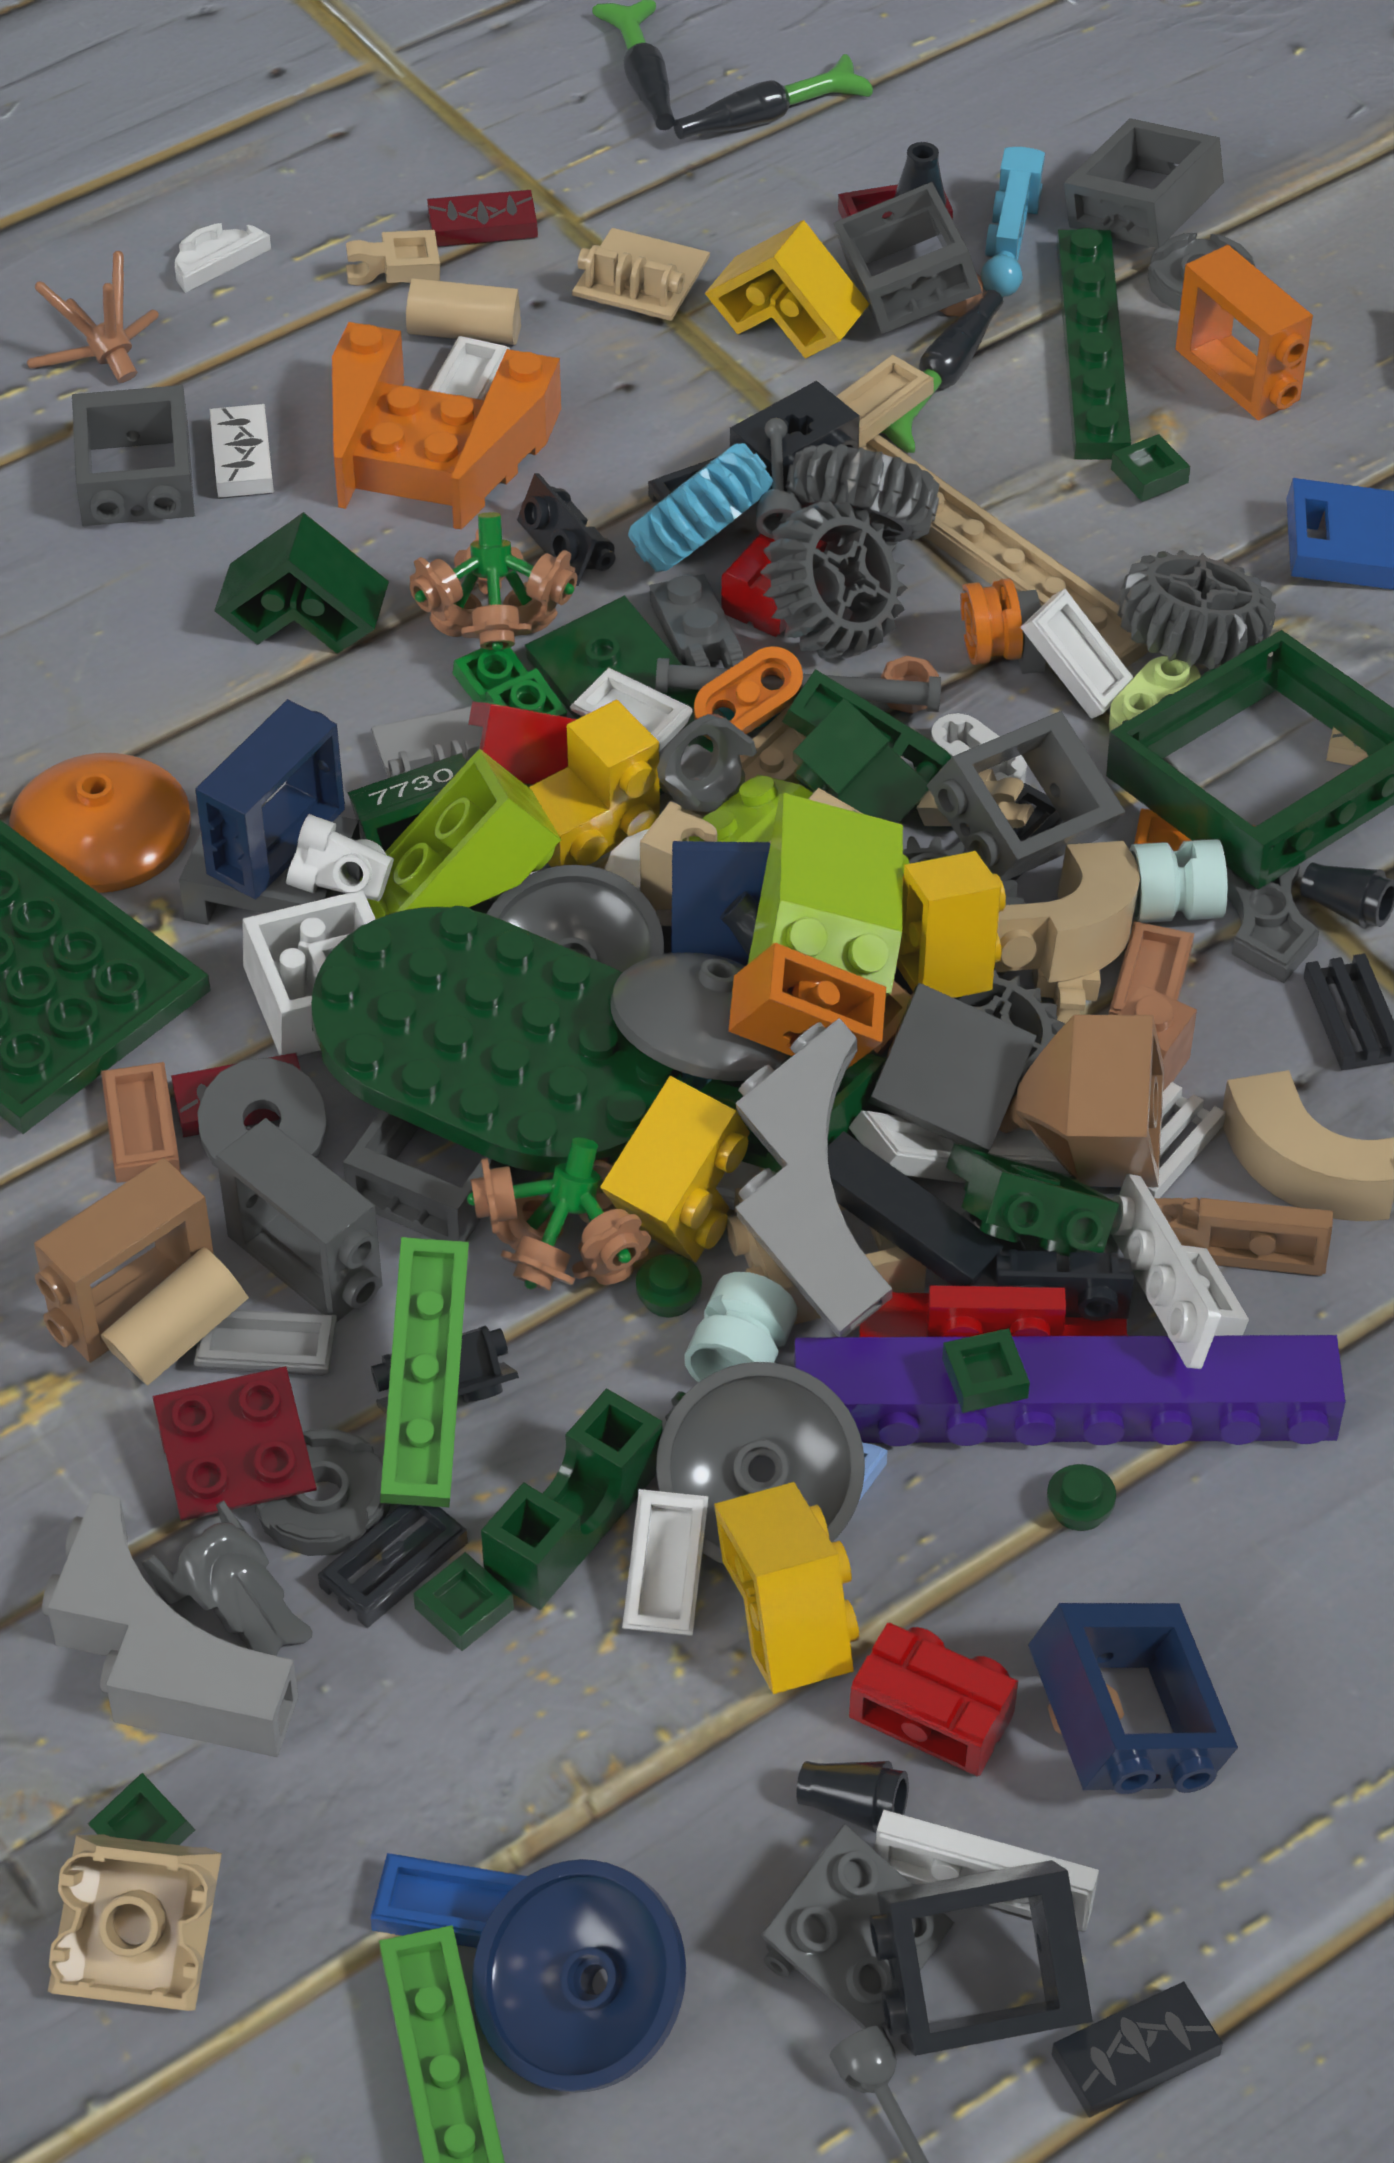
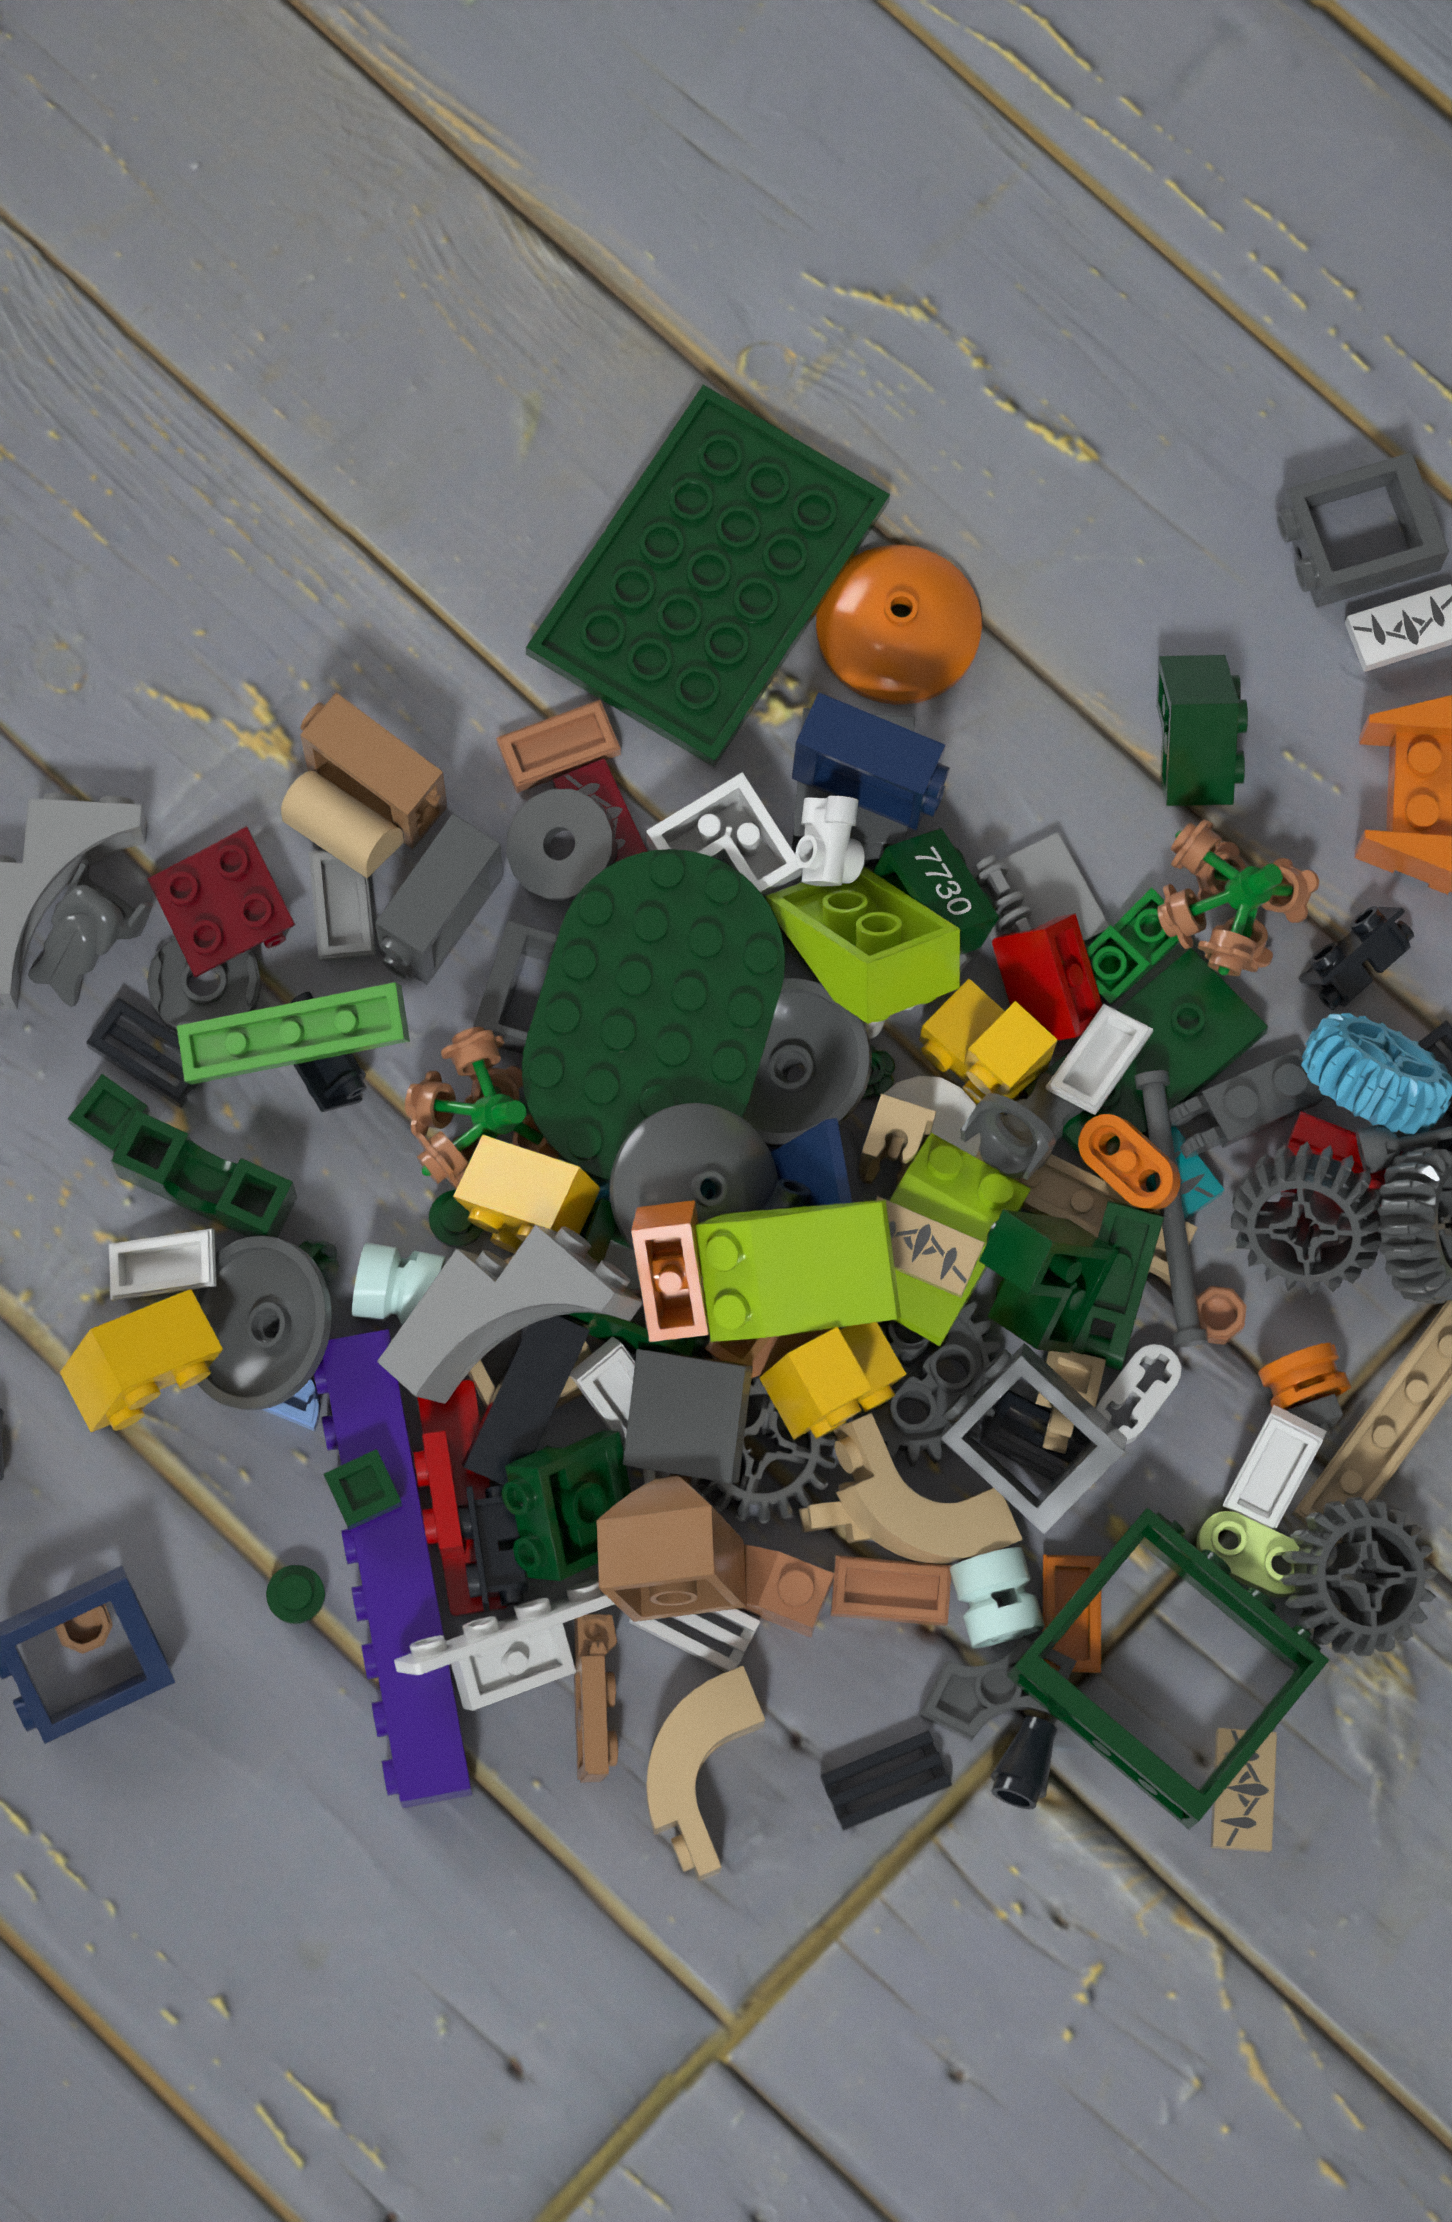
camera: 75 degrees right, 25 degrees up
(934, 1697) = (72, 1499): red brick -> none

